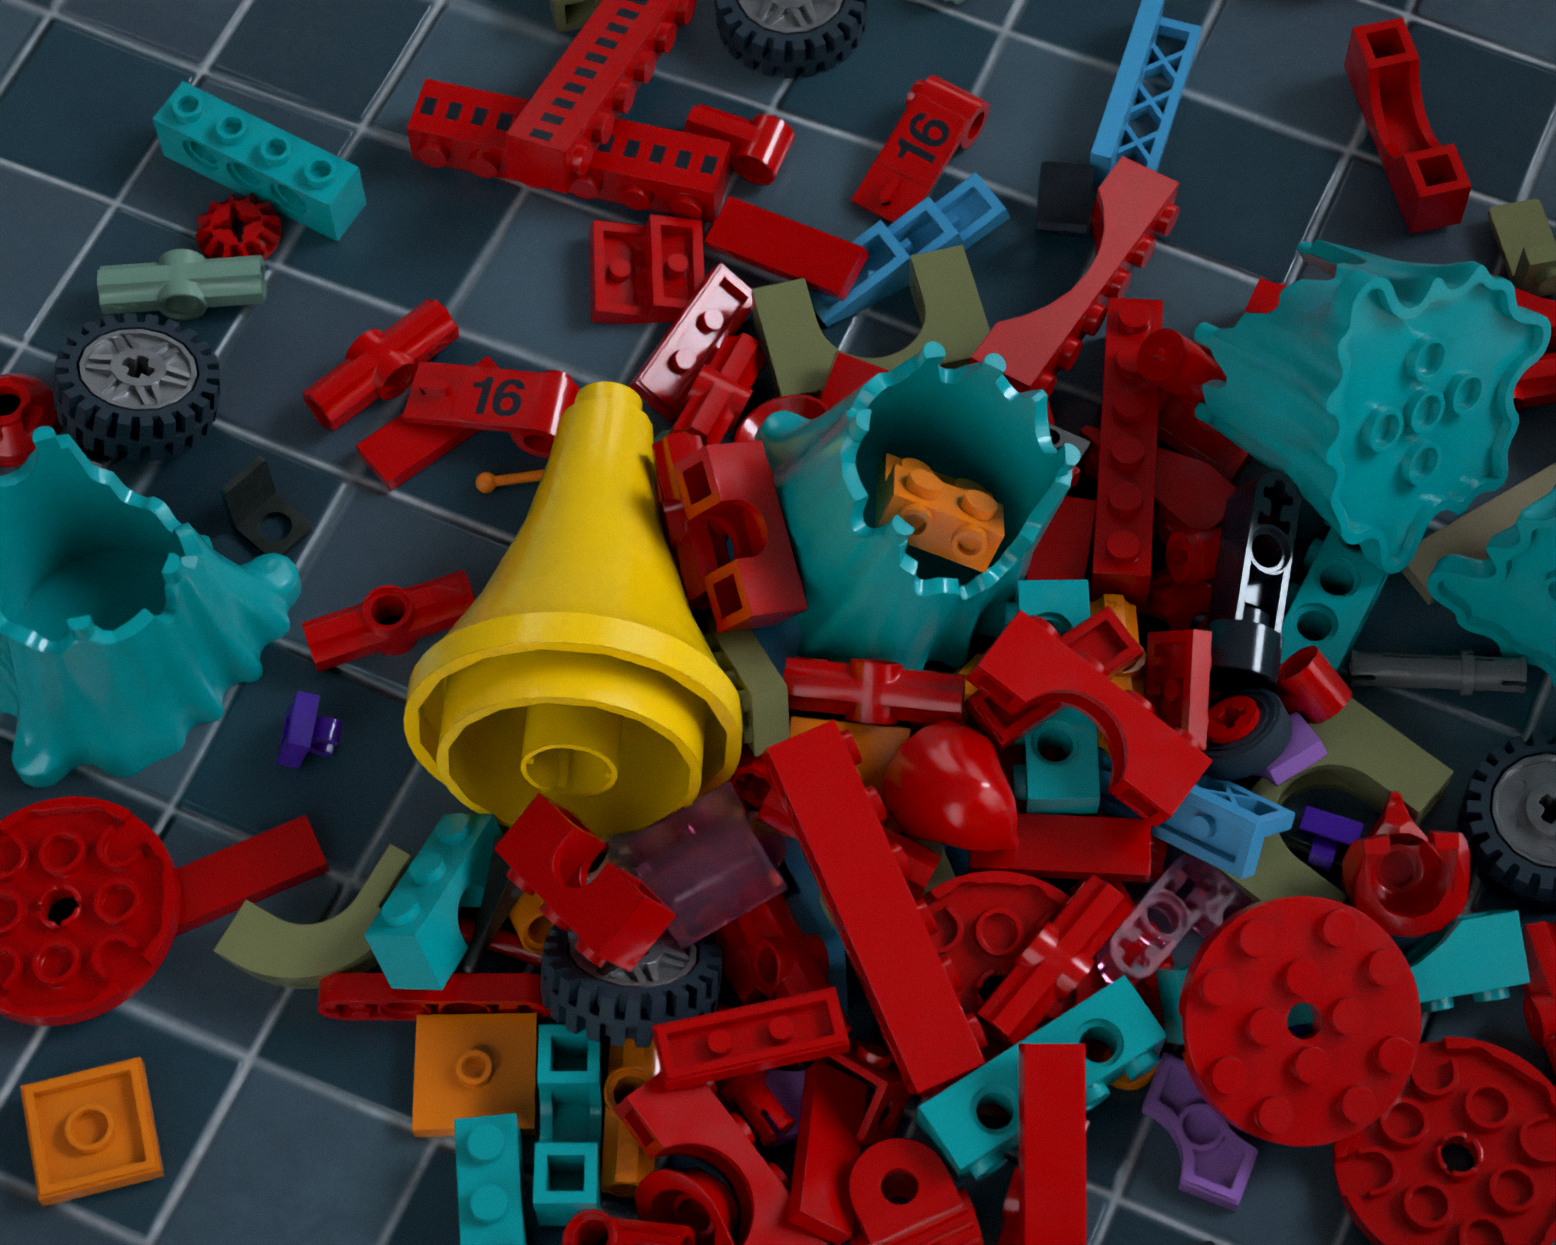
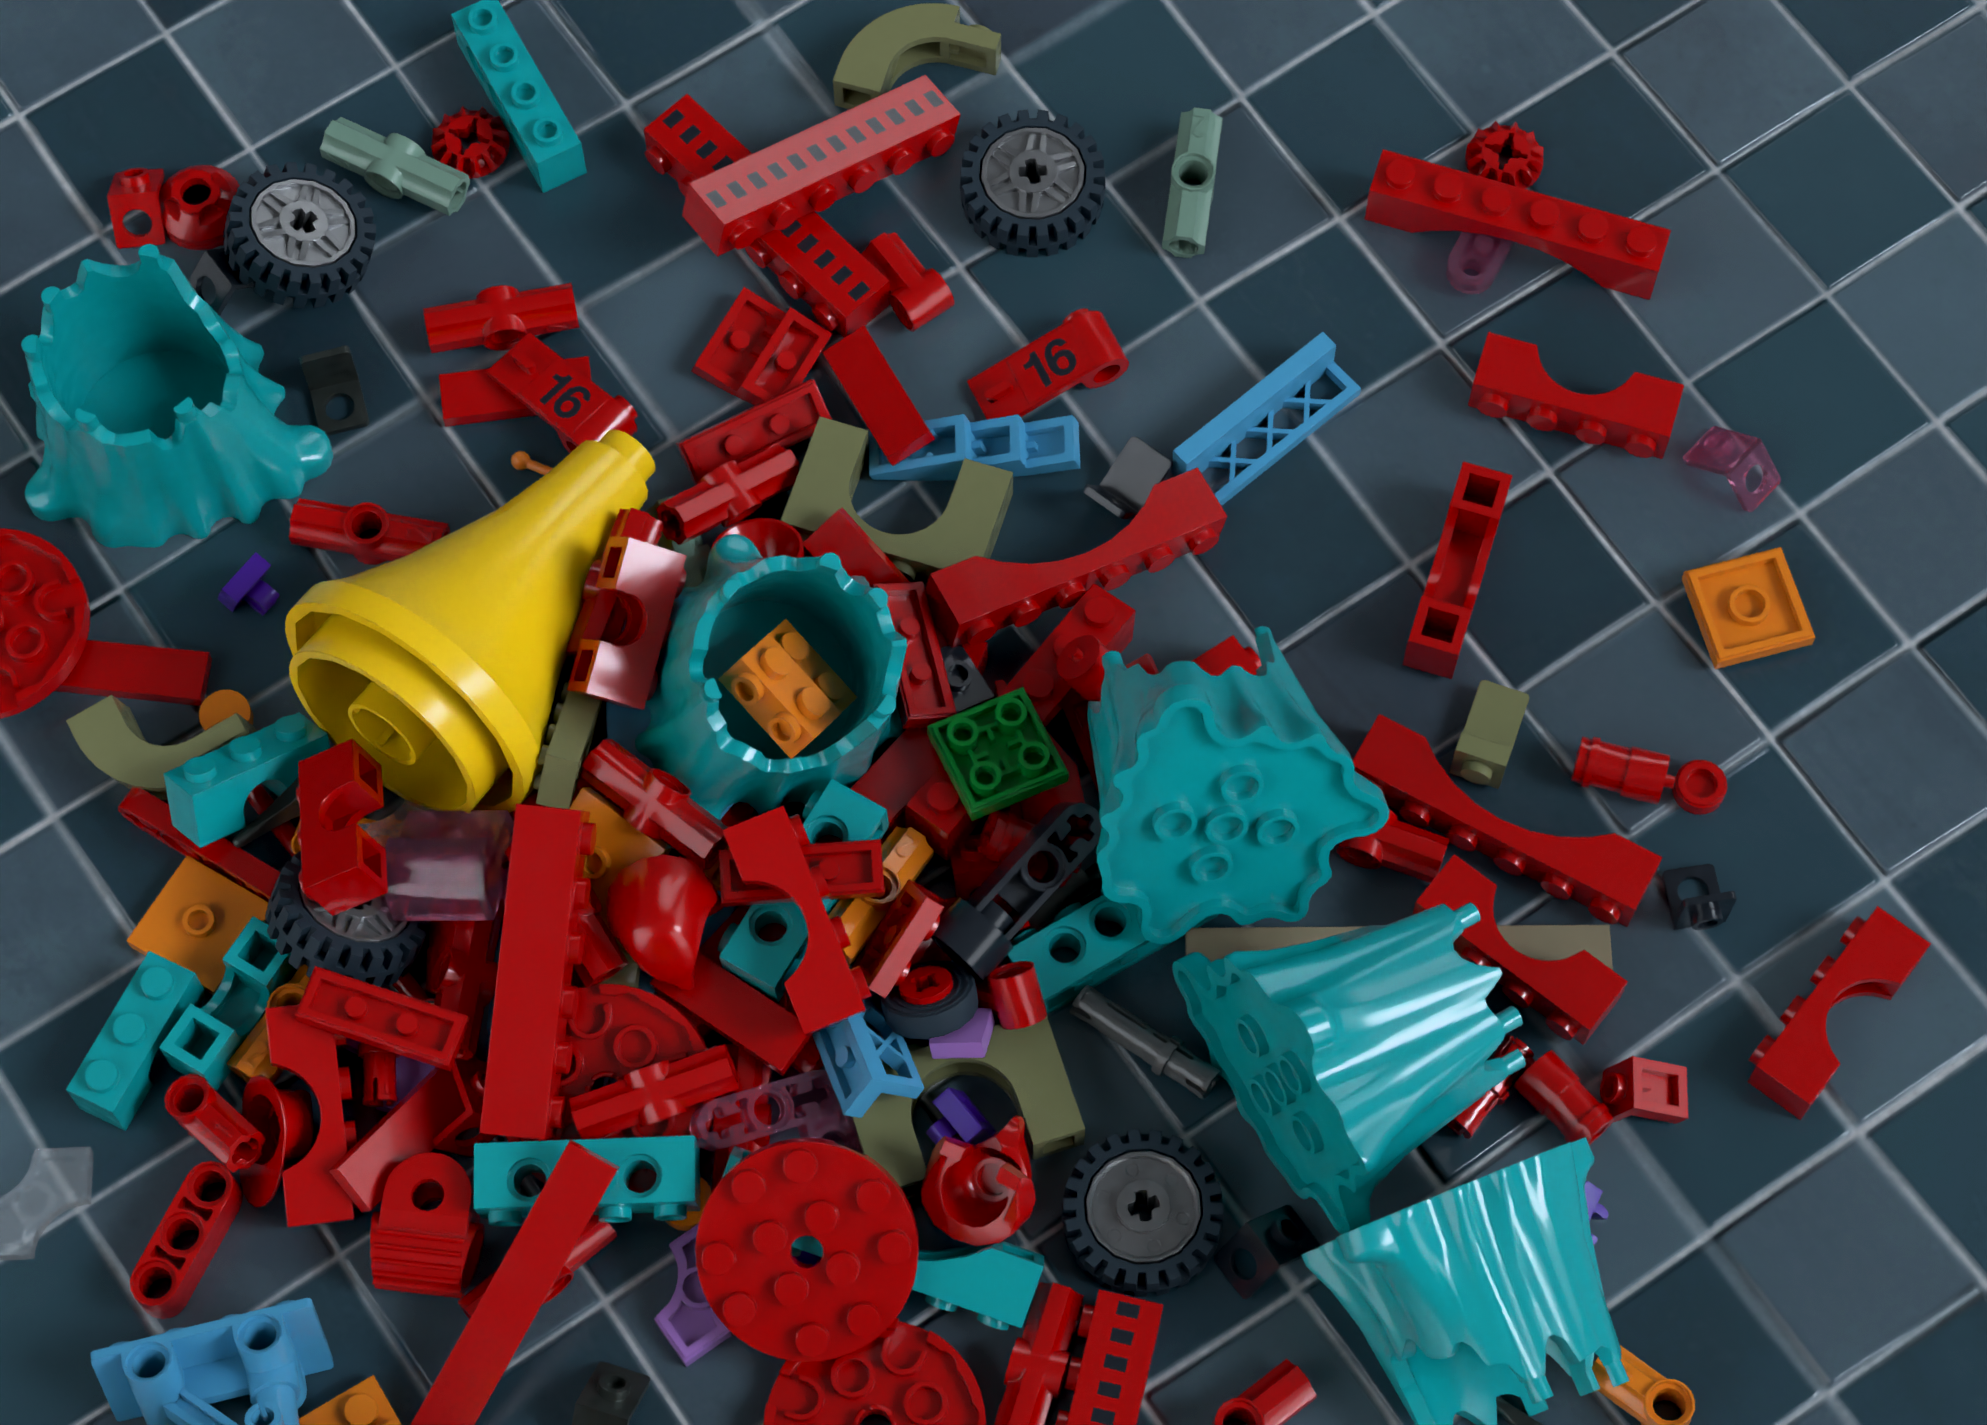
camera: 30 degrees right, 5 degrees up
(356, 861) = (221, 706): none -> orange tile
(1146, 480) = (997, 753): none -> green tile

